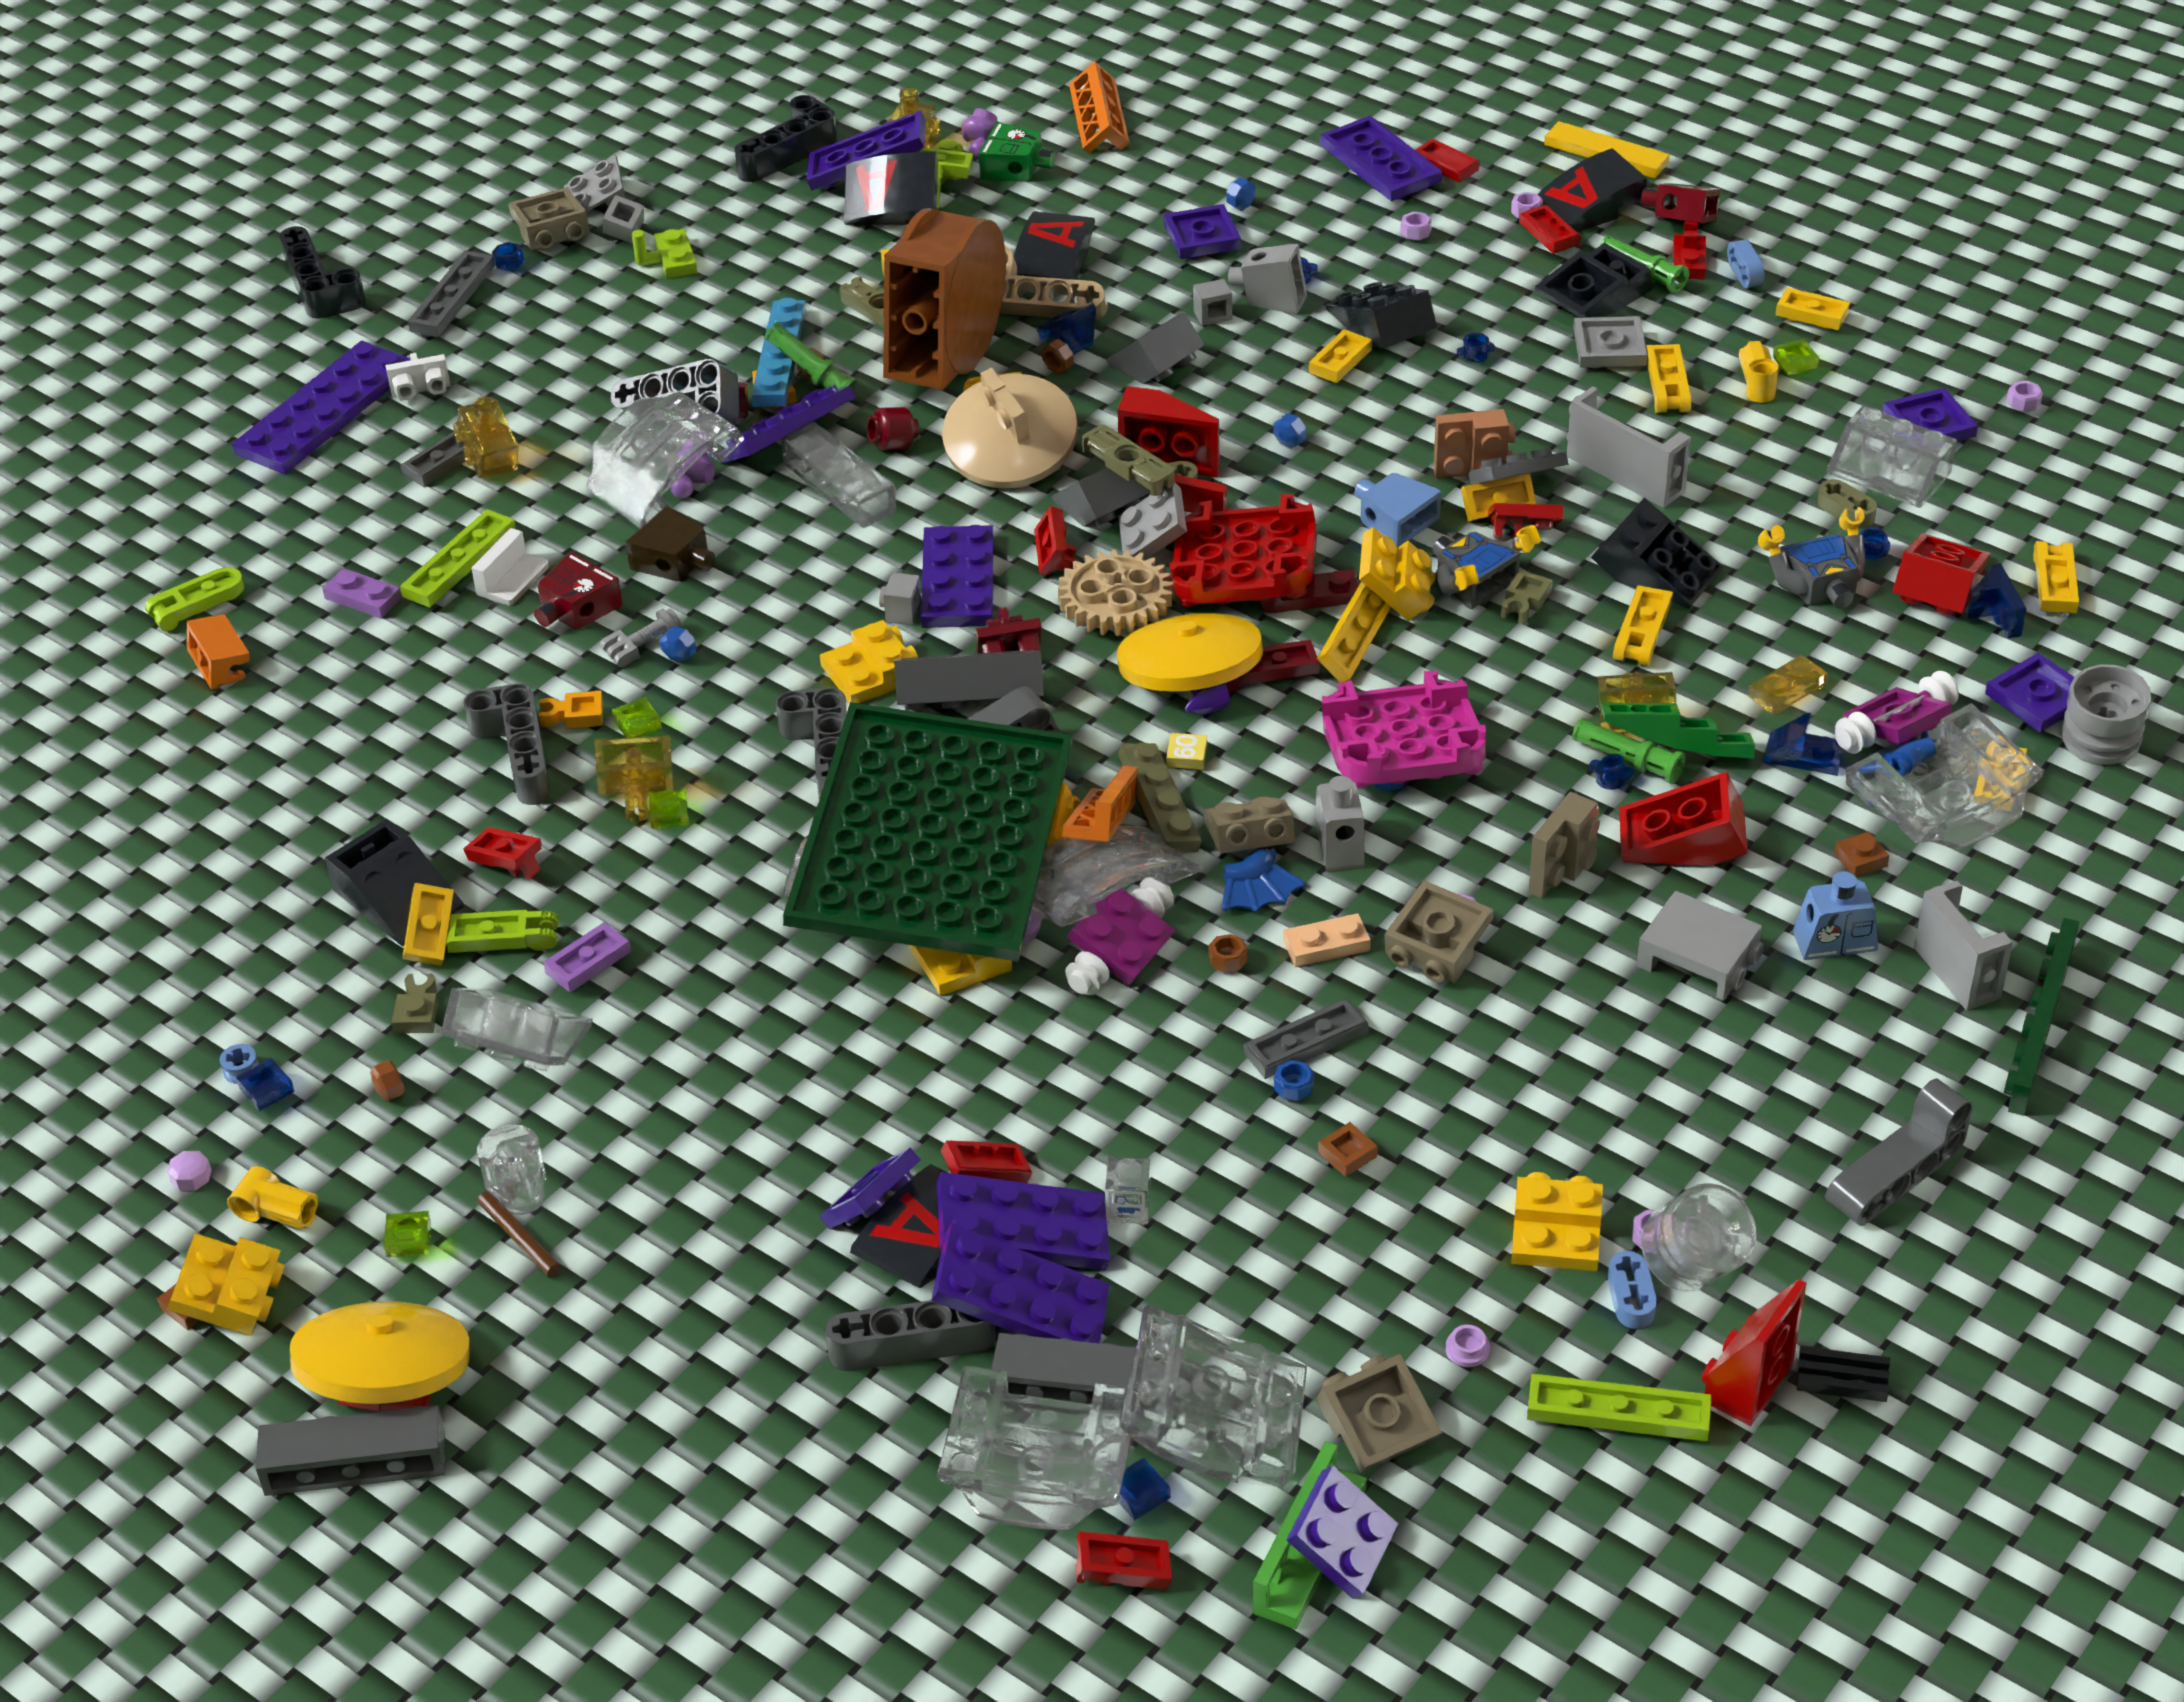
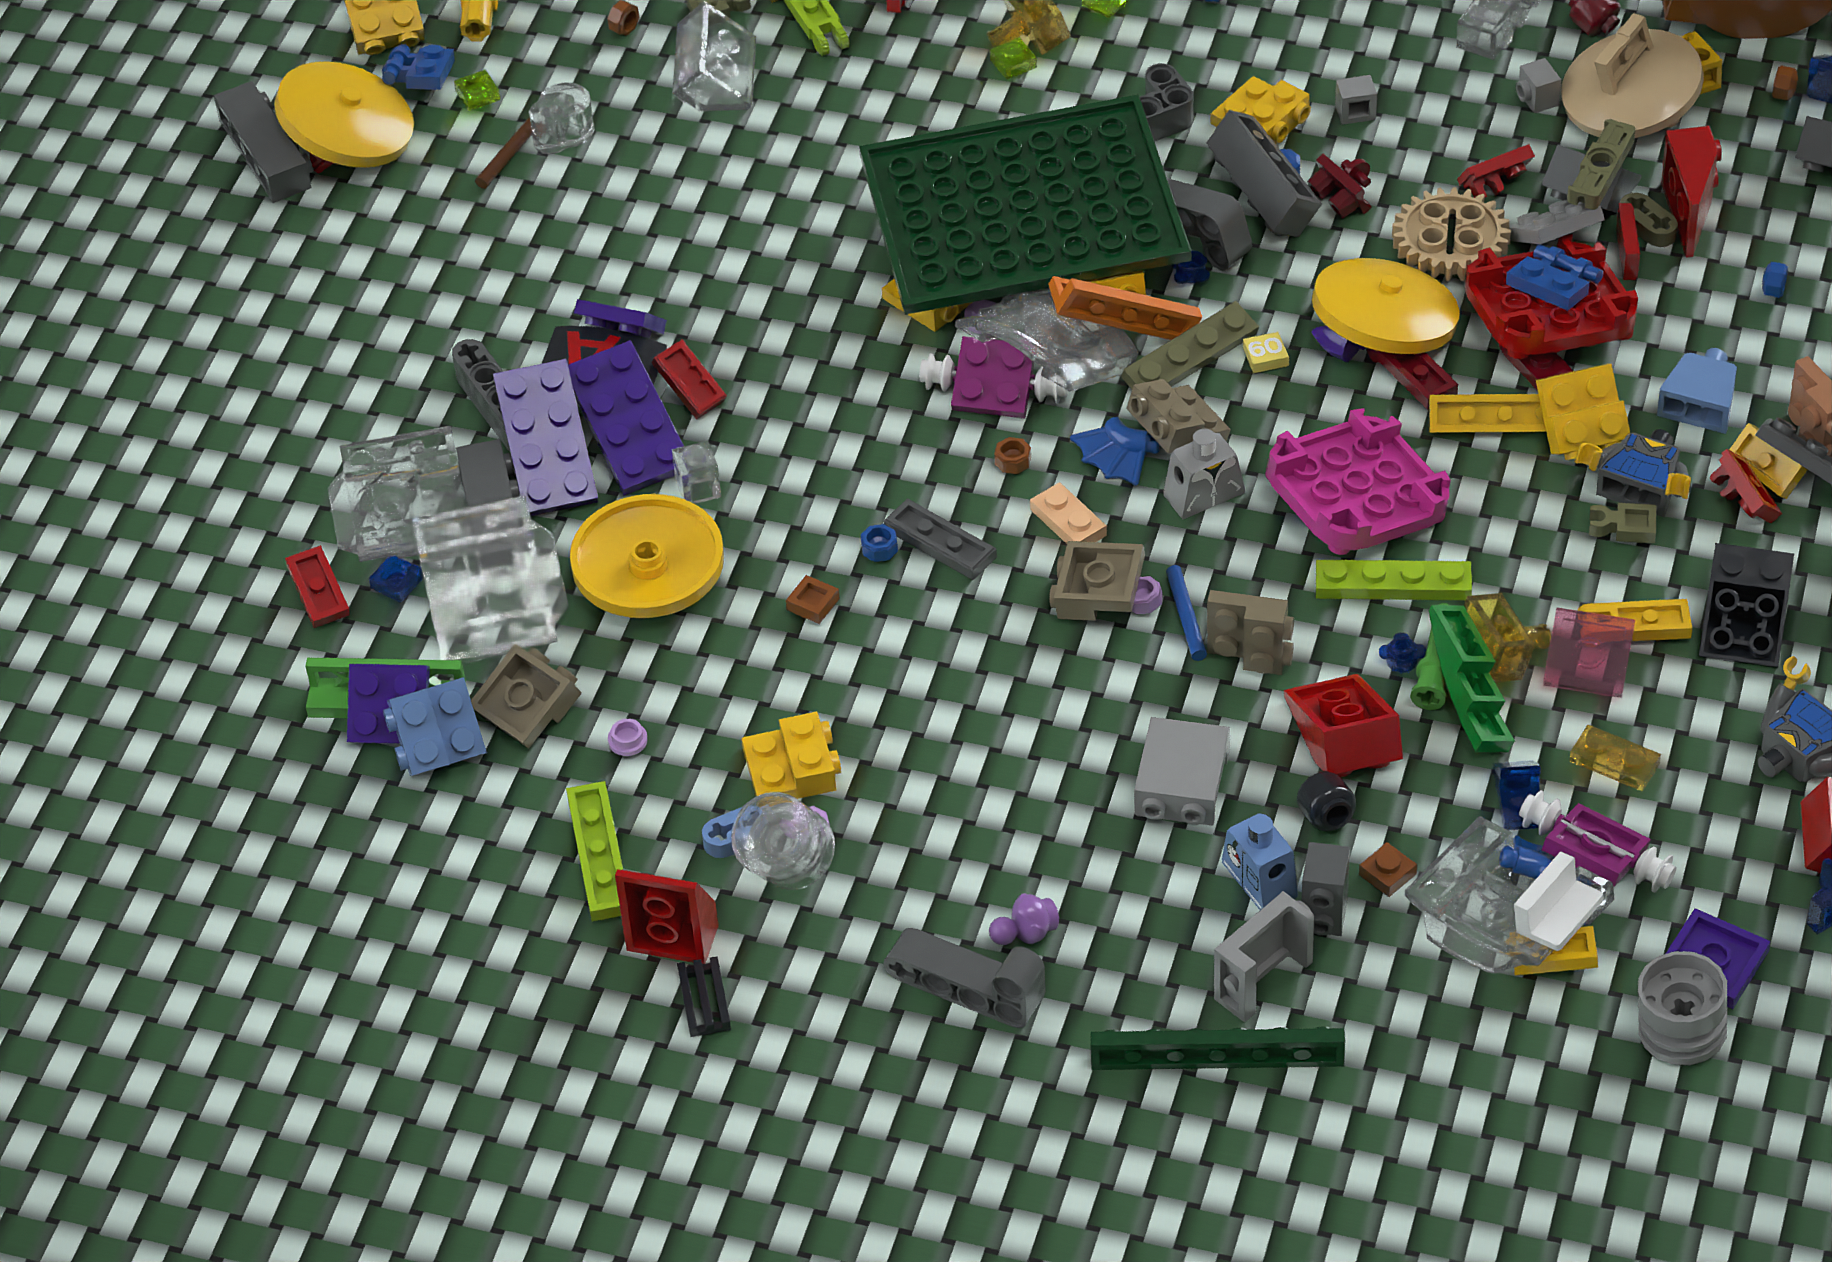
camera: 70 degrees right, 5 degrees up
(334, 1272) = (418, 70): none -> blue plate
(587, 957) = (810, 74): medium lavender plate -> none
(957, 576) = (1420, 127): dark purple plate -> none
(963, 487) = (1539, 85): none -> light grey plate
(1233, 1256) = (647, 556): none -> yellow dish
(1239, 539) = (1547, 282): none -> blue plate
(1400, 1497) = (434, 727): none -> medium blue plate
(1499, 895) = (1186, 613): none -> blue bar
(1516, 754) = (1393, 579): none -> lime plate
(1673, 649) = (1589, 652): none -> clear pink tile
(1776, 863) = (1326, 801): none -> black head
(1843, 1100) = (1029, 921): none -> medium lavender animal
(1898, 882) = (1326, 886): none -> dark grey brick
(1992, 738) = (1555, 904): none -> white panel

